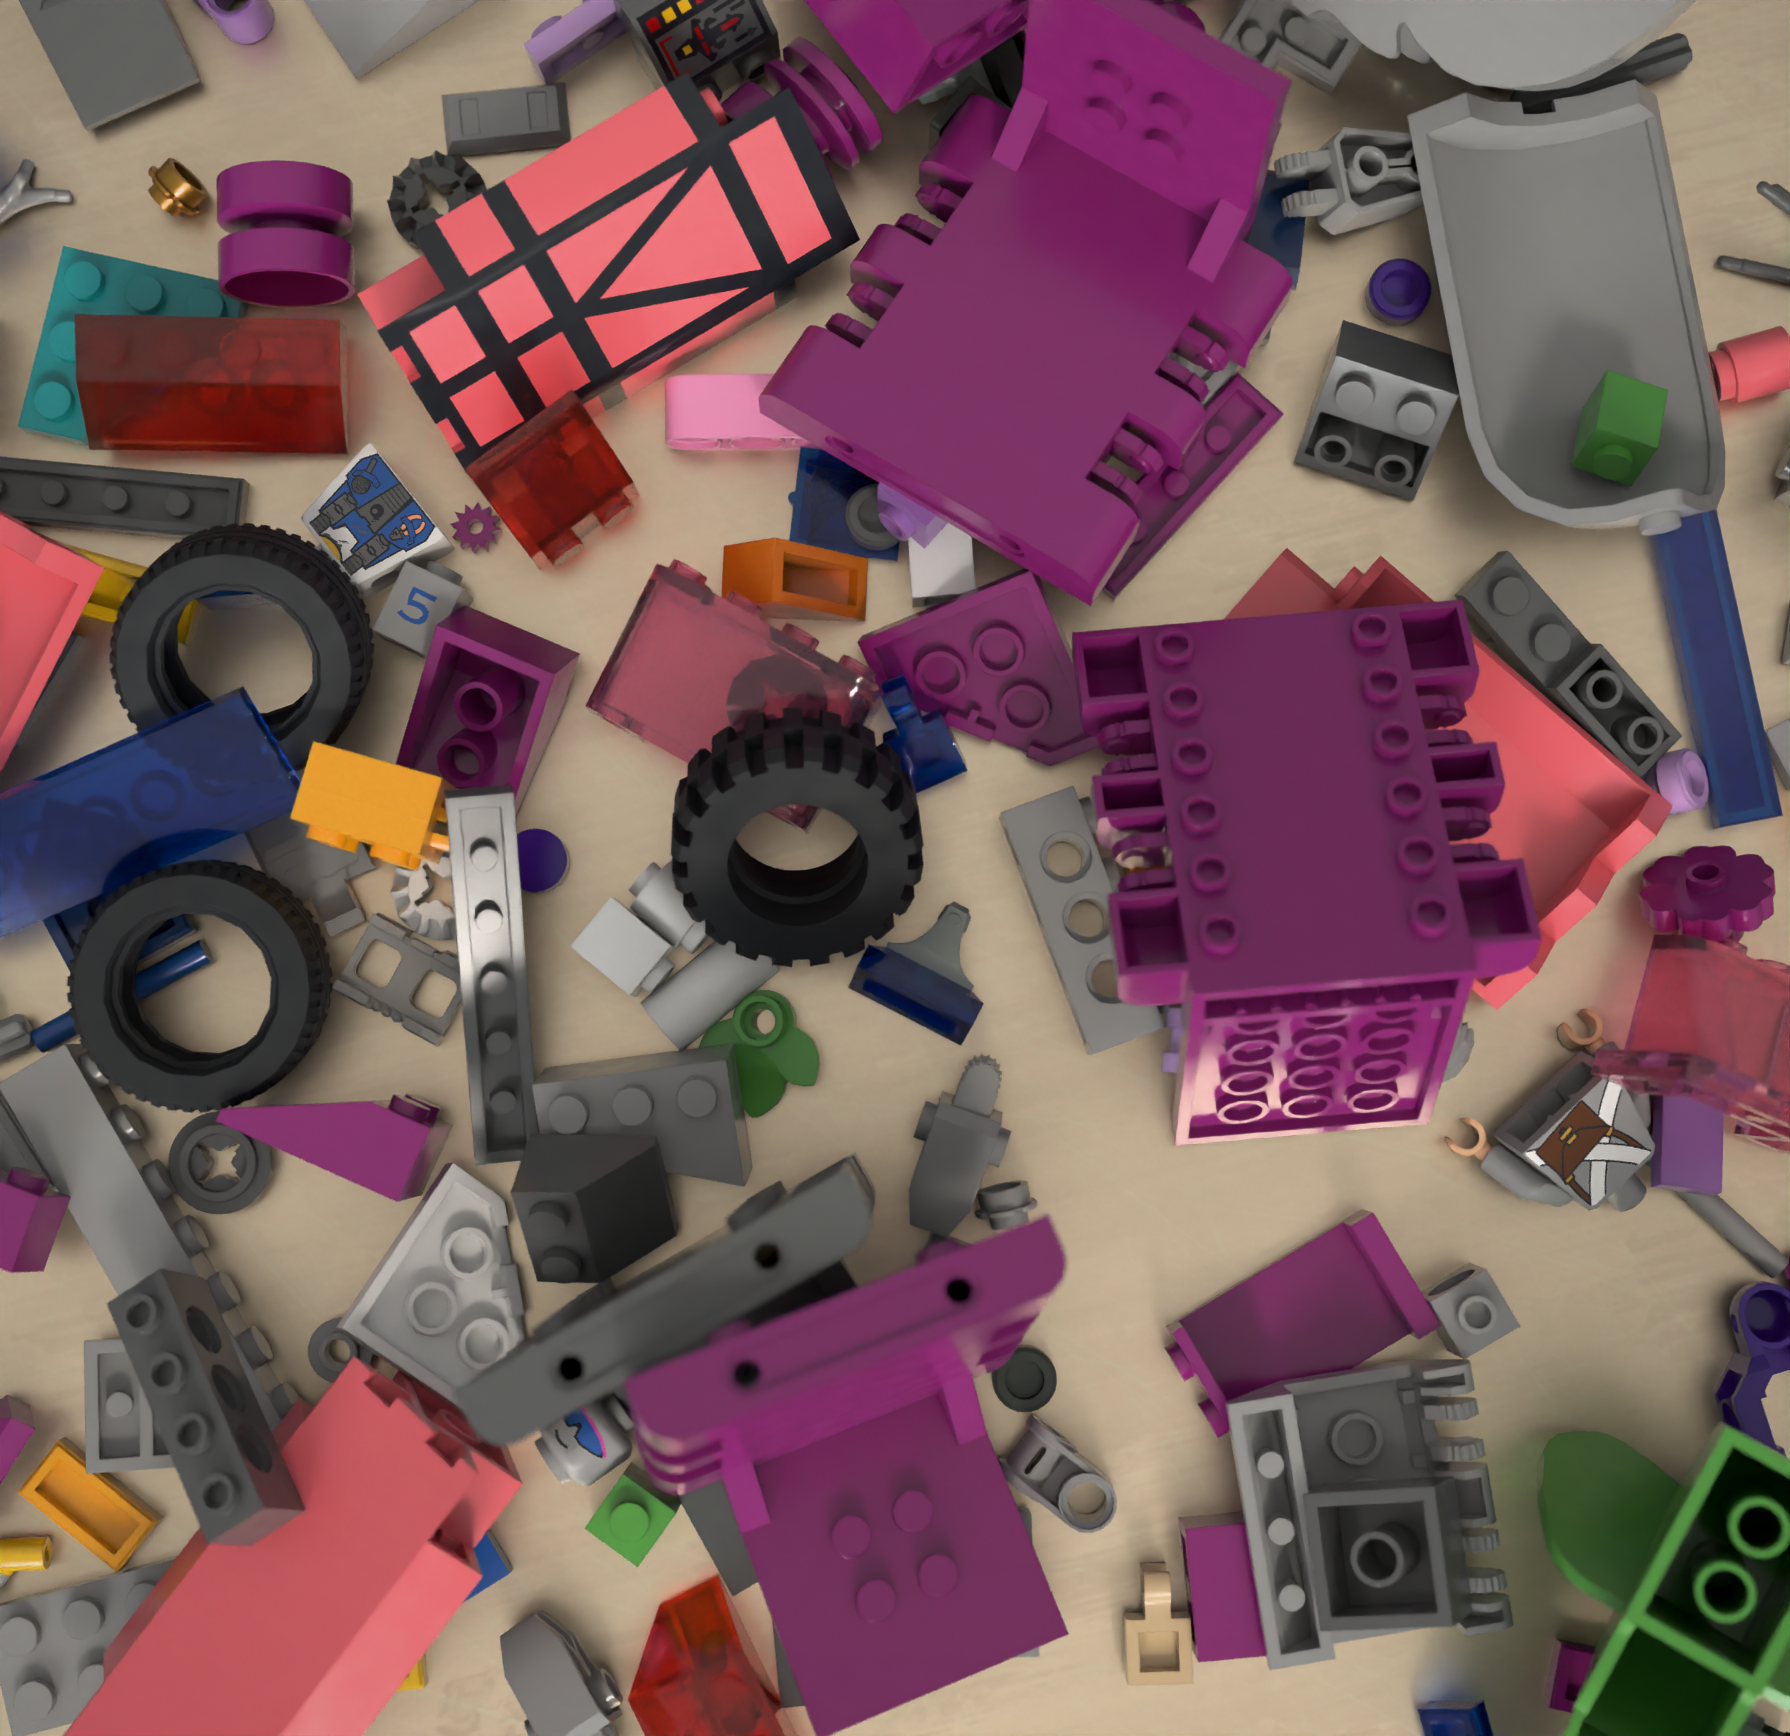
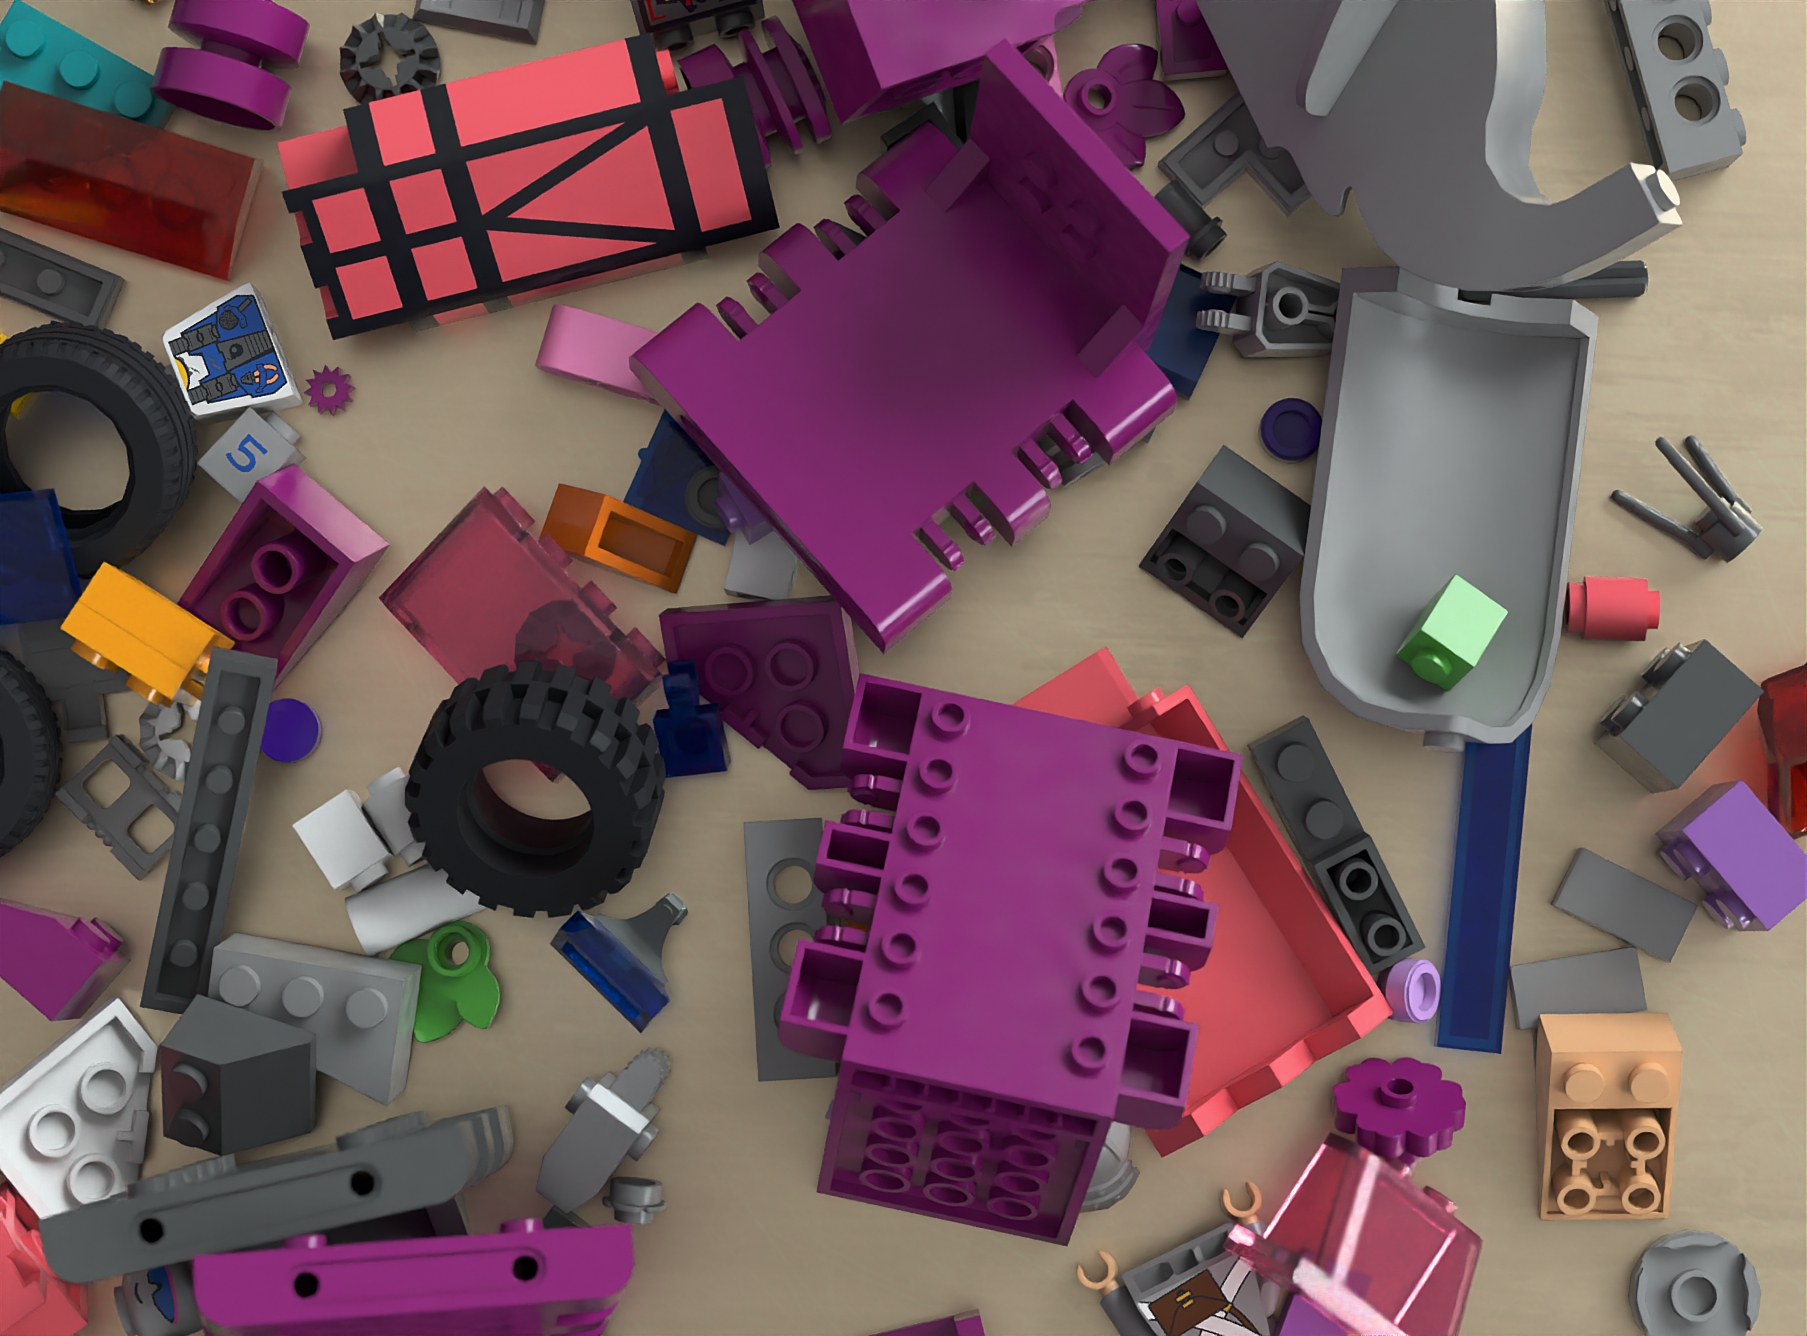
camera: 15 degrees right, 0 degrees up
(555, 482) = (413, 378): clear red slope -> none
(1234, 425) = (1076, 522): magenta tile -> none

